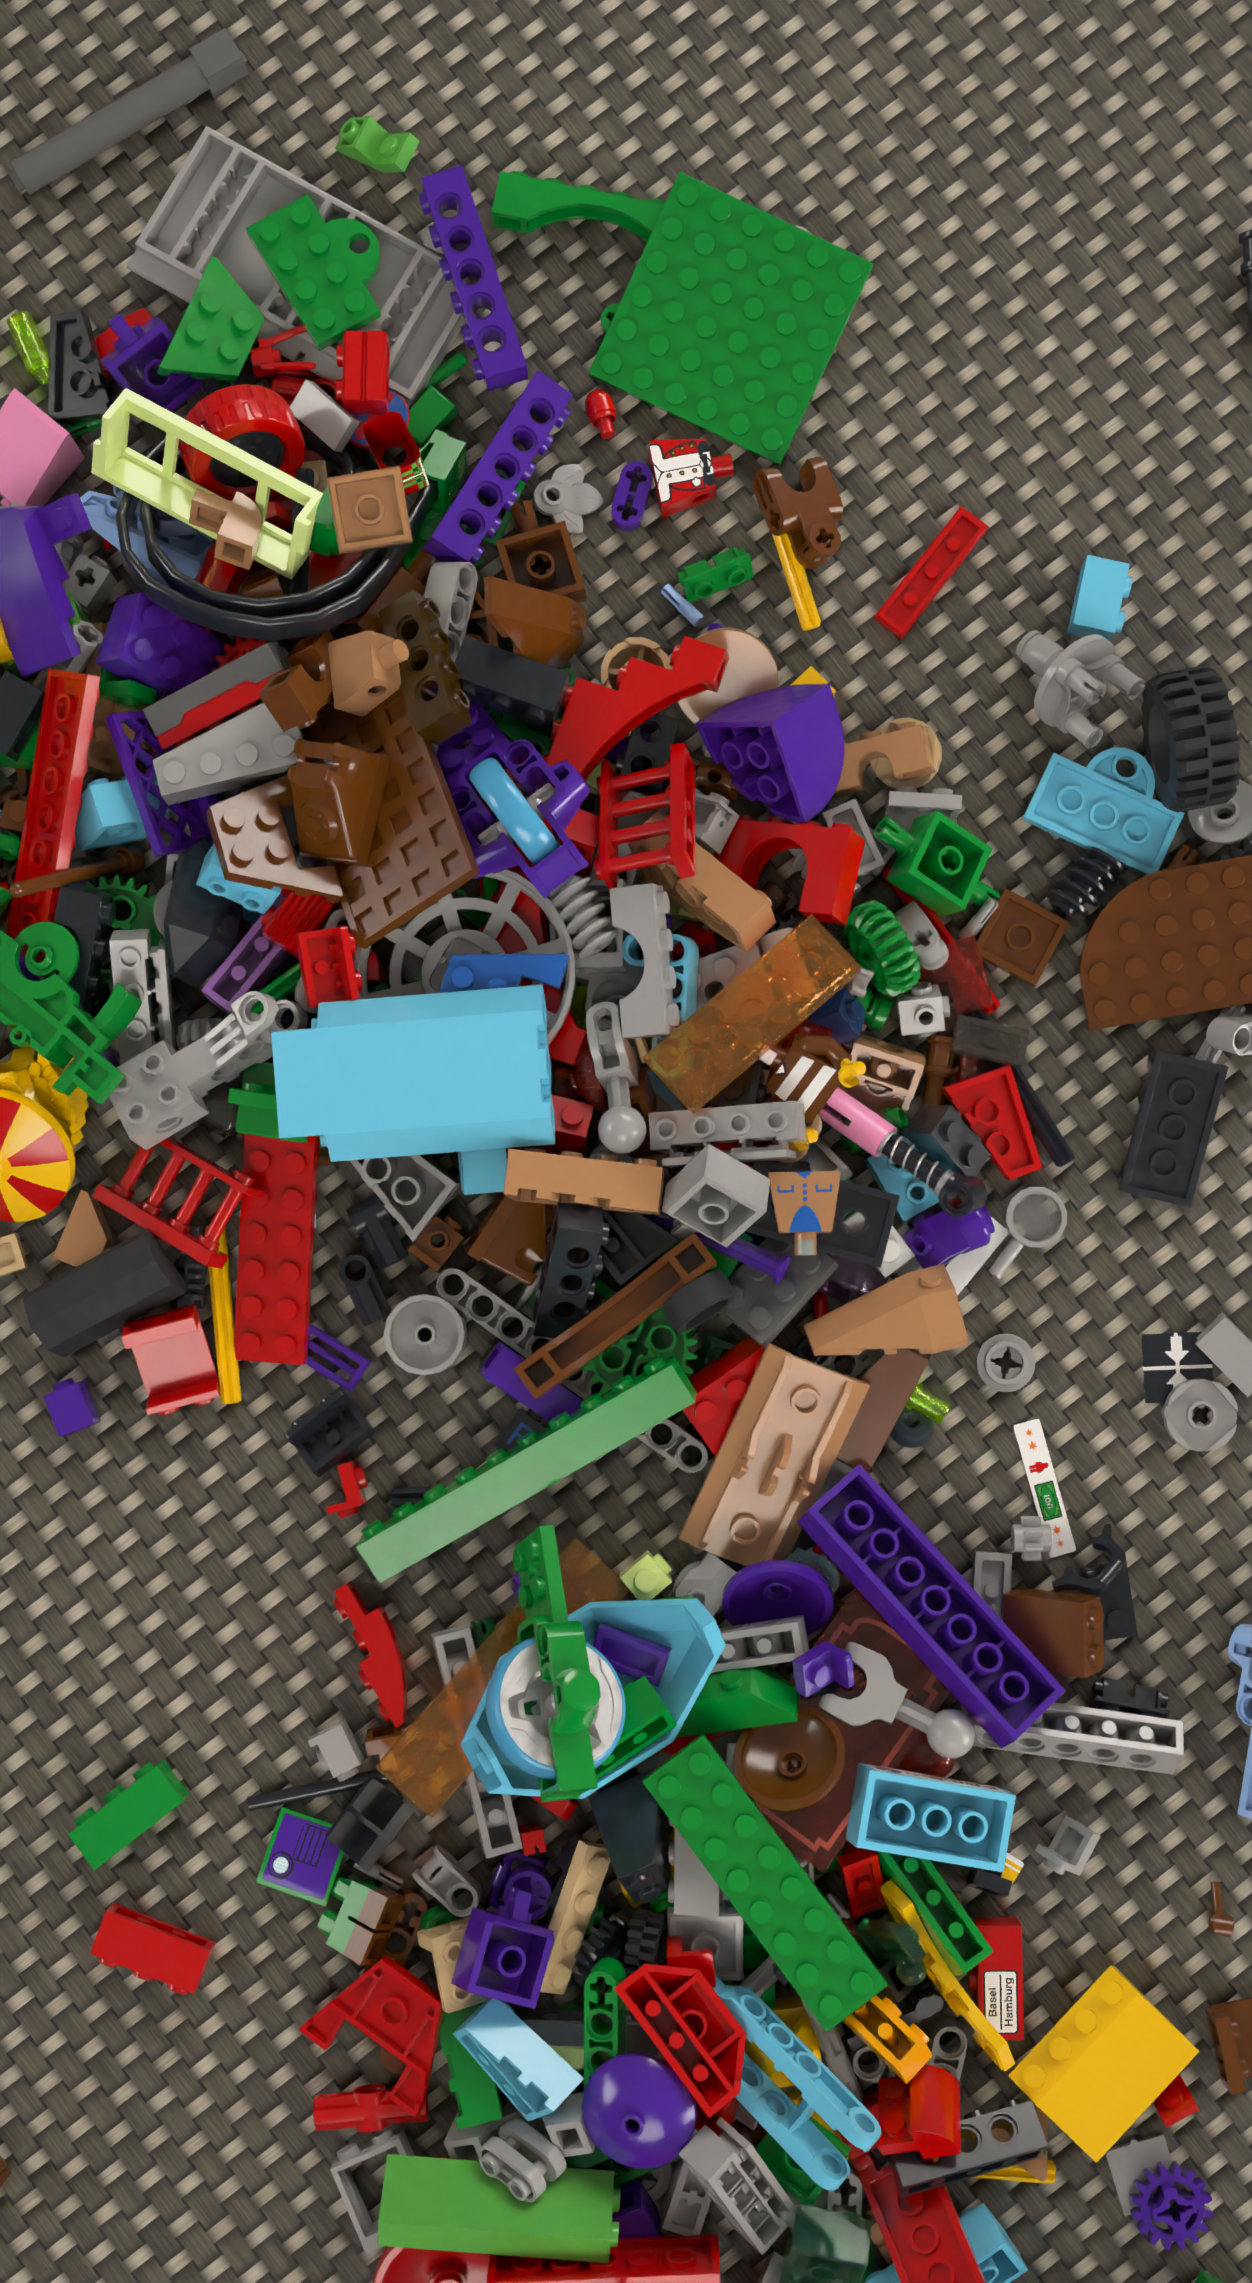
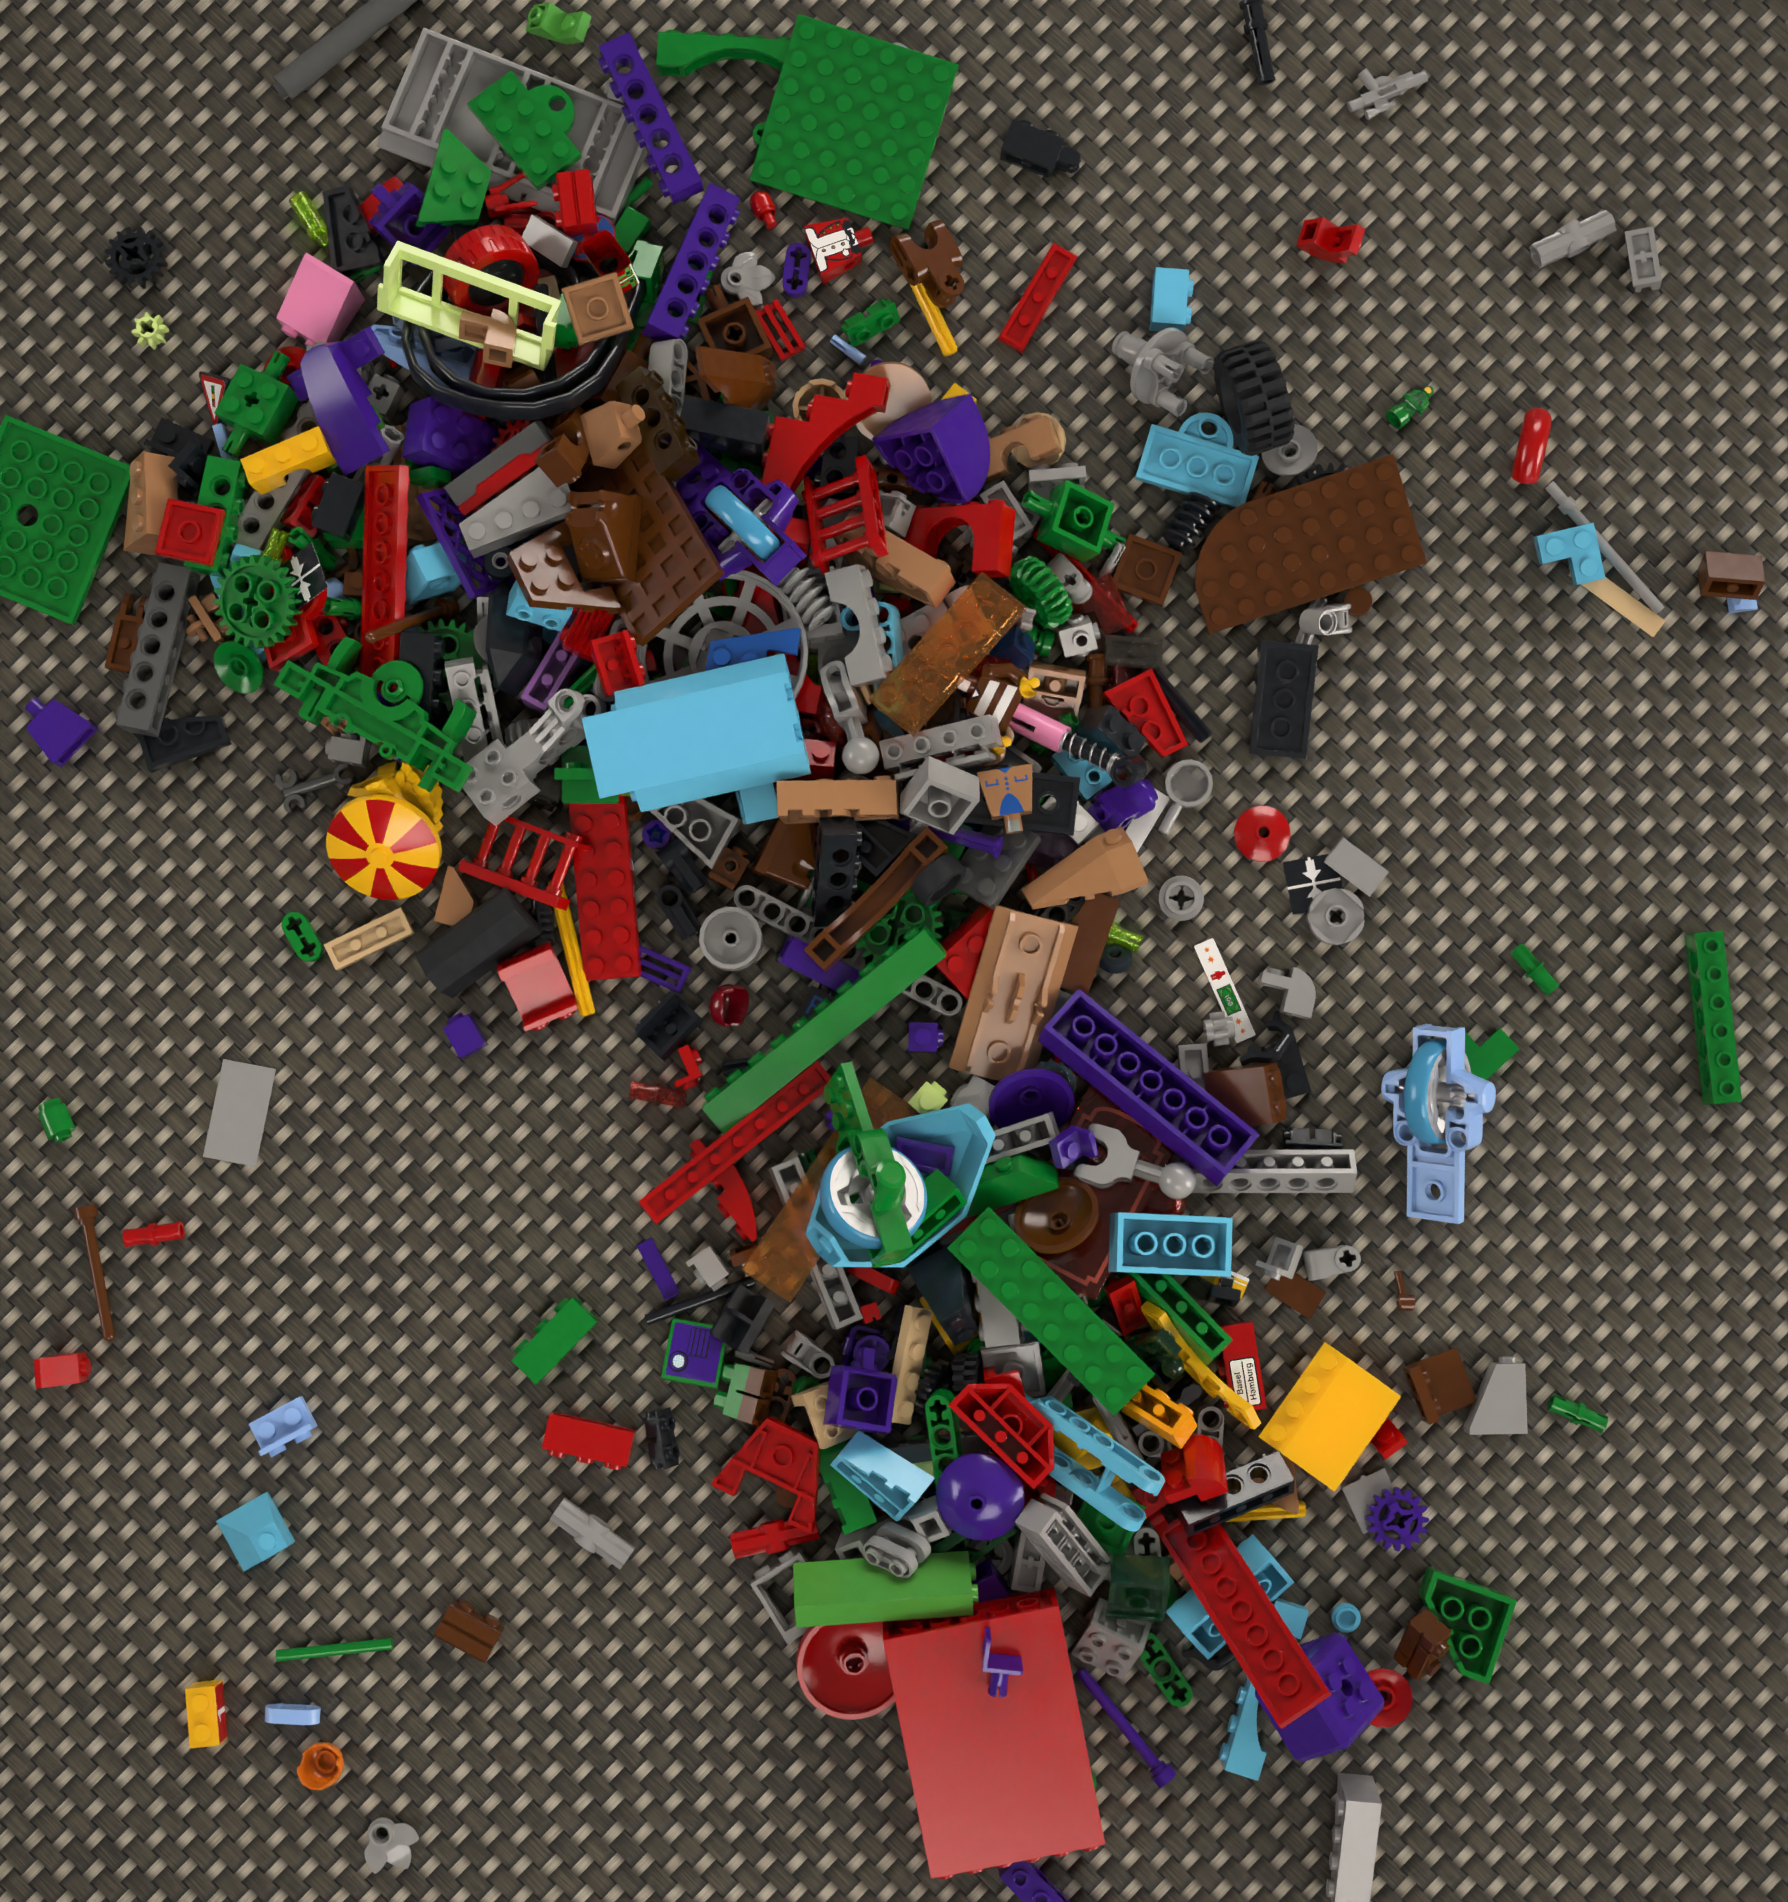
camera: 15 degrees left, 0 degrees up
(139, 2069) = (592, 1533): none -> light grey piece
(189, 814) = (493, 569): none -> black wheel
(246, 1977) = (665, 1451): none -> black hinge
(273, 1740) = (658, 1269): none -> dark purple piece
(304, 1517) = (657, 1094): none -> clear red axle
(350, 1186) = (656, 834): none -> dark purple tile
(391, 1600) = (735, 1143): none -> red plate
(411, 1418) = (729, 1005): none -> dark red hair
(587, 541) = (767, 310): none -> red tile
(653, 1495) = (924, 1037): none -> dark purple brick
(958, 386) = (1038, 150): none -> black hinge
(1084, 1893) = (1296, 1293): none -> reddish brown sticker
(1102, 1298) = (1251, 843): none -> red dish
(1125, 1859) = (1325, 1261): none -> light grey piece
(1138, 1505) = (1298, 991): none -> light grey brick

